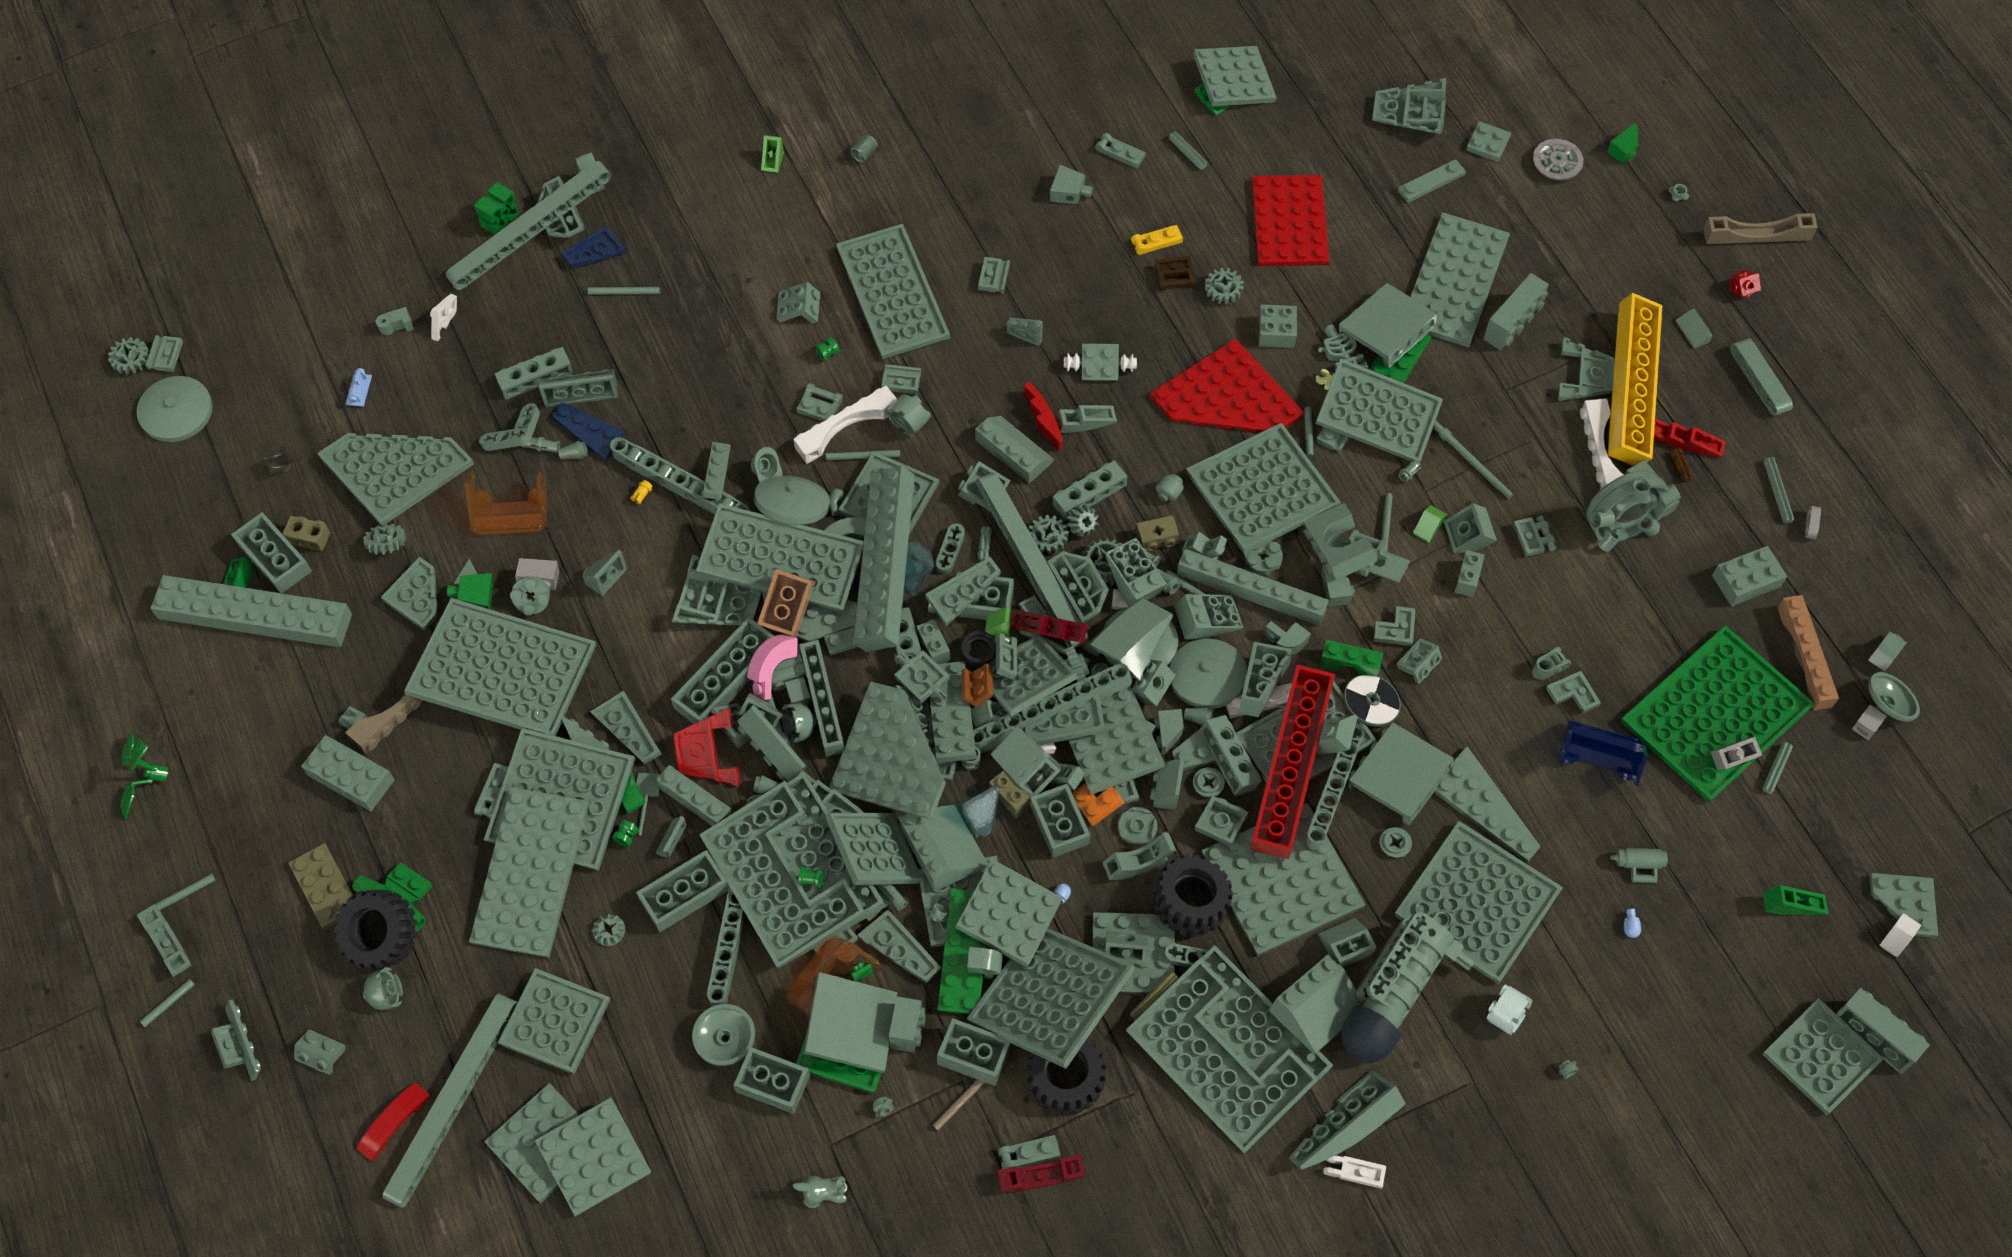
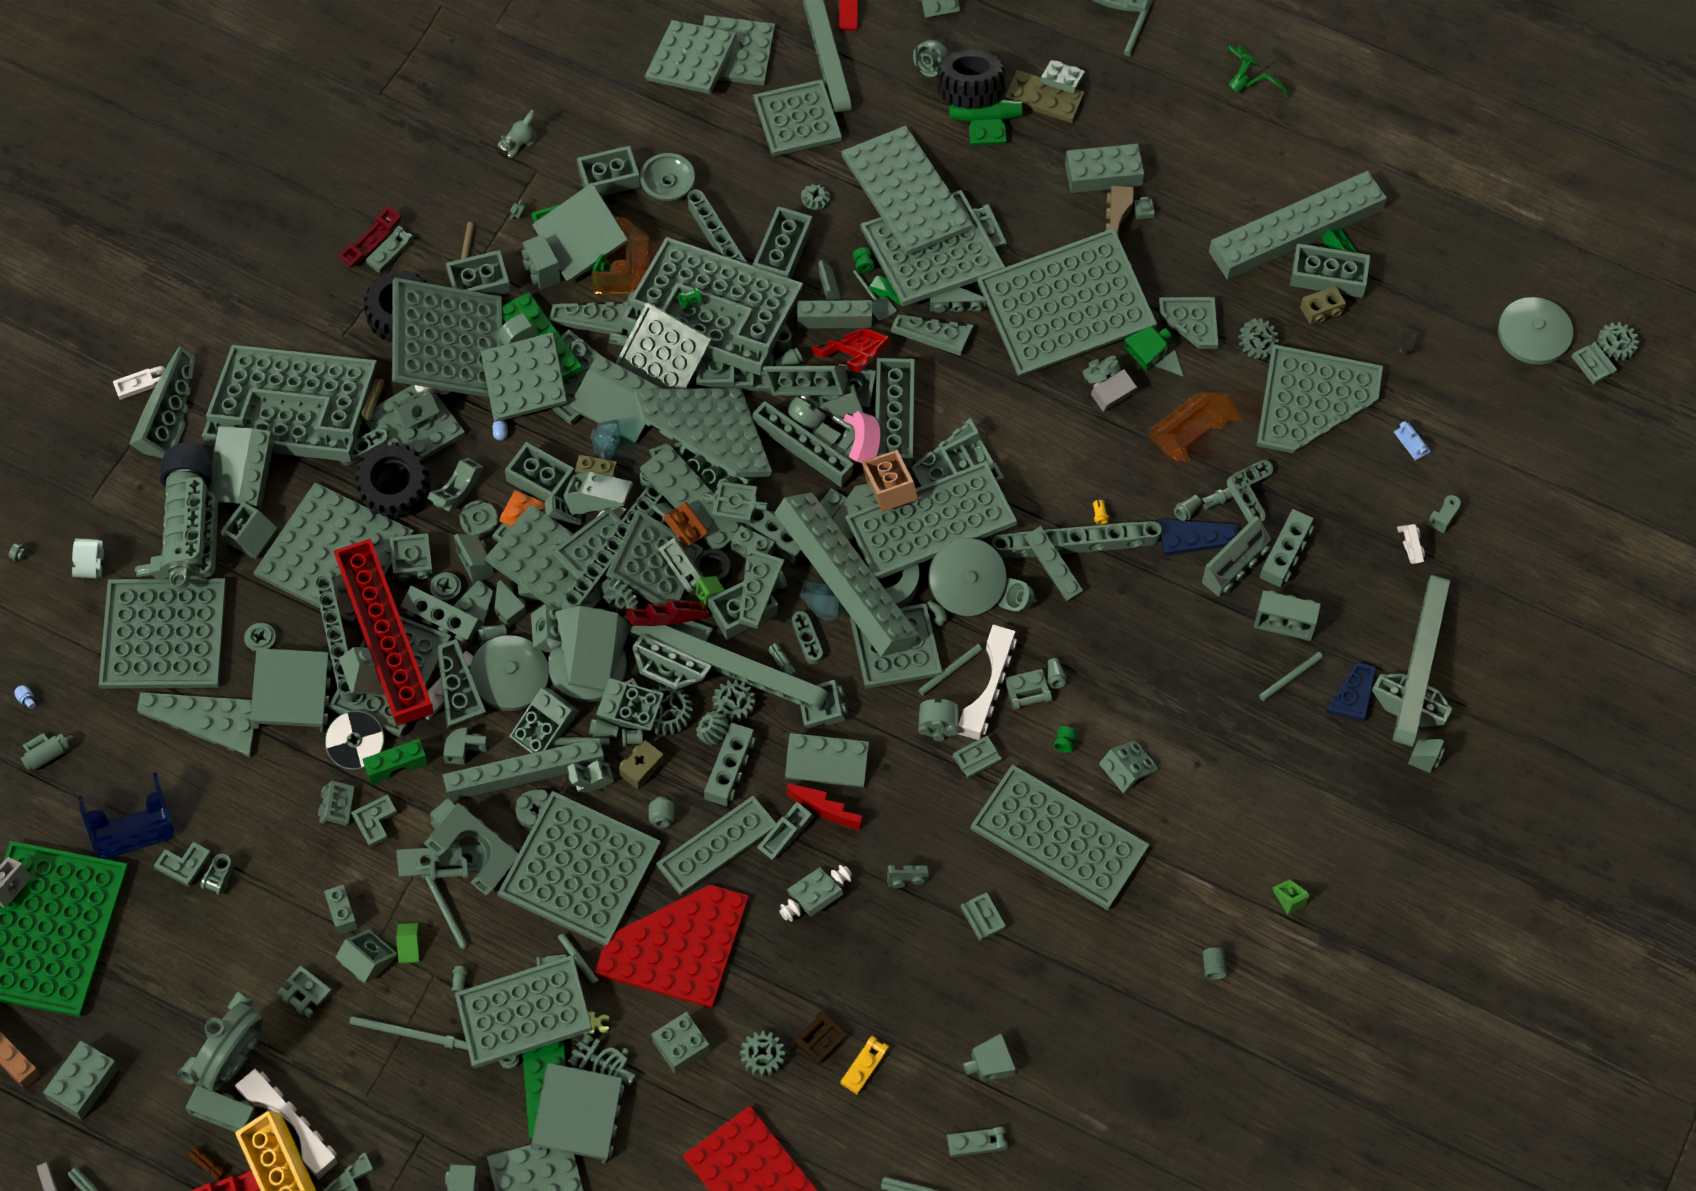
camera: 140 degrees right, 0 degrees up
(292, 888) = (1062, 76): none -> sand green plate
(496, 208) = (1469, 661): green brick -> none
(586, 320) = (1287, 615): none -> sand green brick
(605, 572) = (1063, 423): sand green slope -> none
(789, 398) = (1056, 675): none -> sand green cone
(1145, 441) = (716, 845): none -> sand green plate

